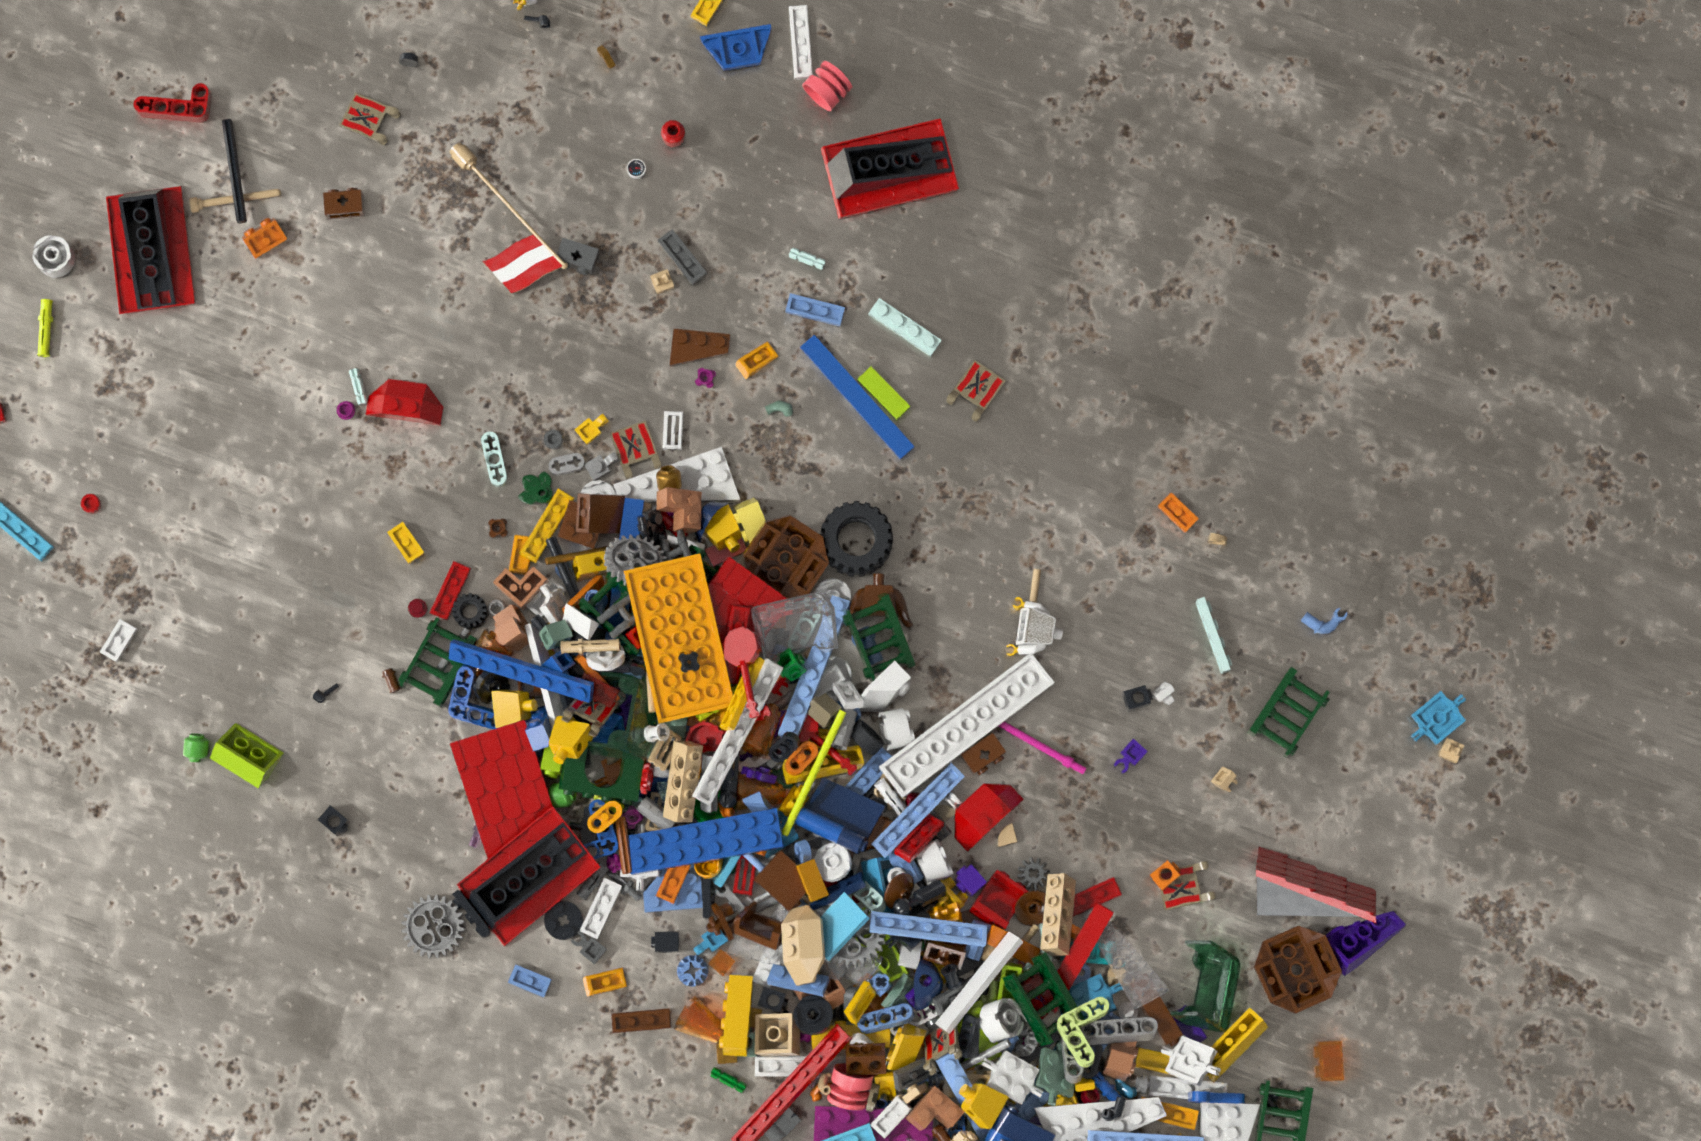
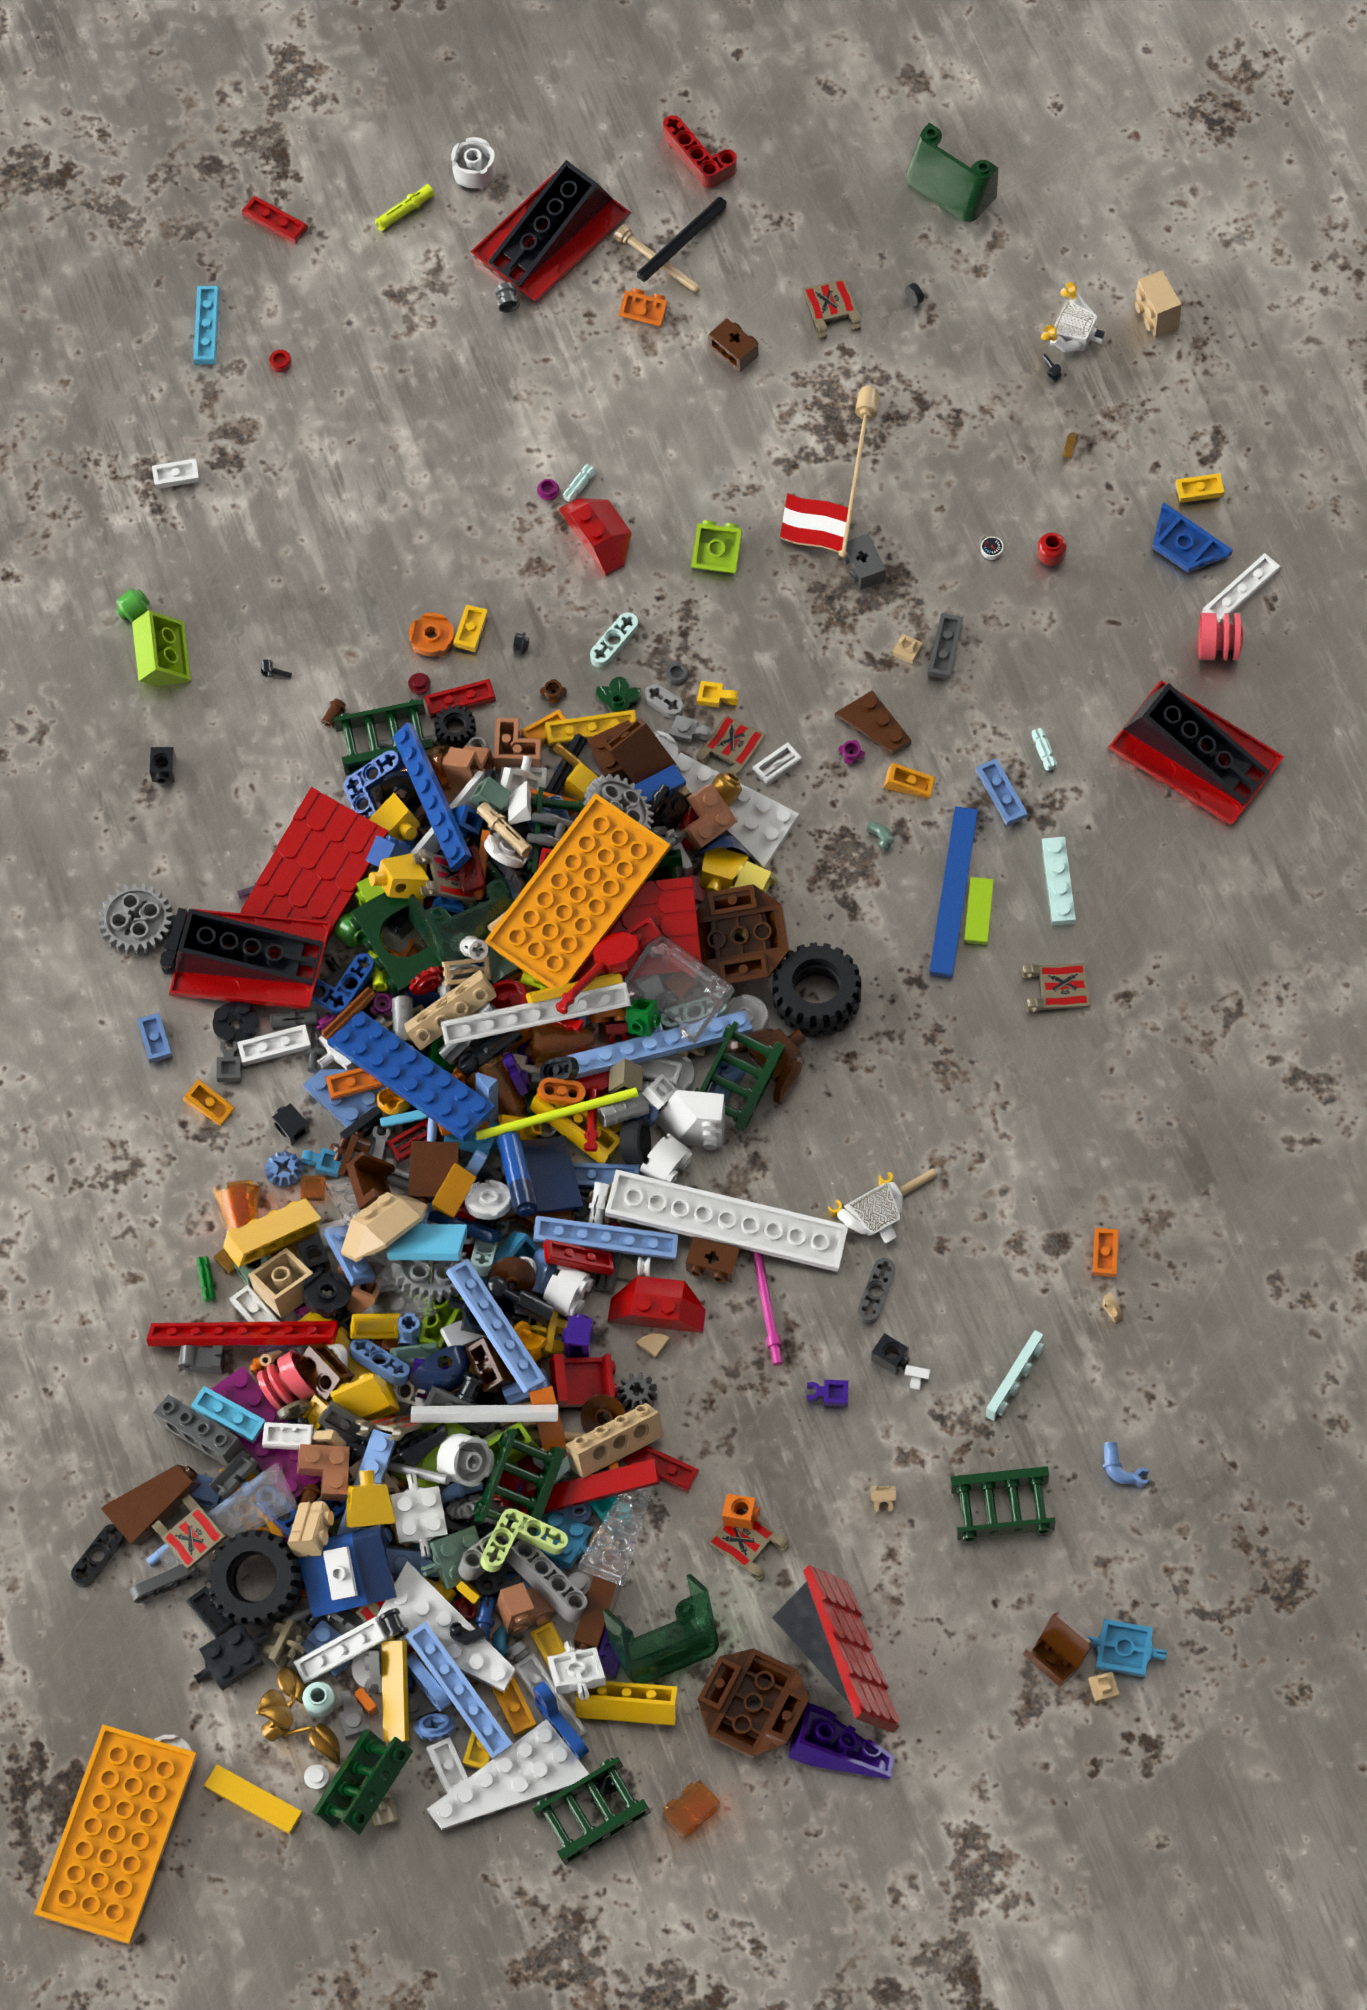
camera: 55 degrees right, 15 degrees down
(176, 318) = (506, 294): none -> dark grey wheel
(388, 582) = (431, 646): none -> orange plate
(444, 520) = (520, 642): none -> black plate
(486, 339) = (717, 547): none -> lime plate
(604, 816) = (361, 971): light orange plate -> none
(641, 1020) = (198, 1161): reddish brown tile -> none
(693, 658) = (561, 910): black plate -> none
(1098, 680) = (877, 1308): none -> dark grey beam
(1410, 759) = (1059, 1649): none -> reddish brown bracket

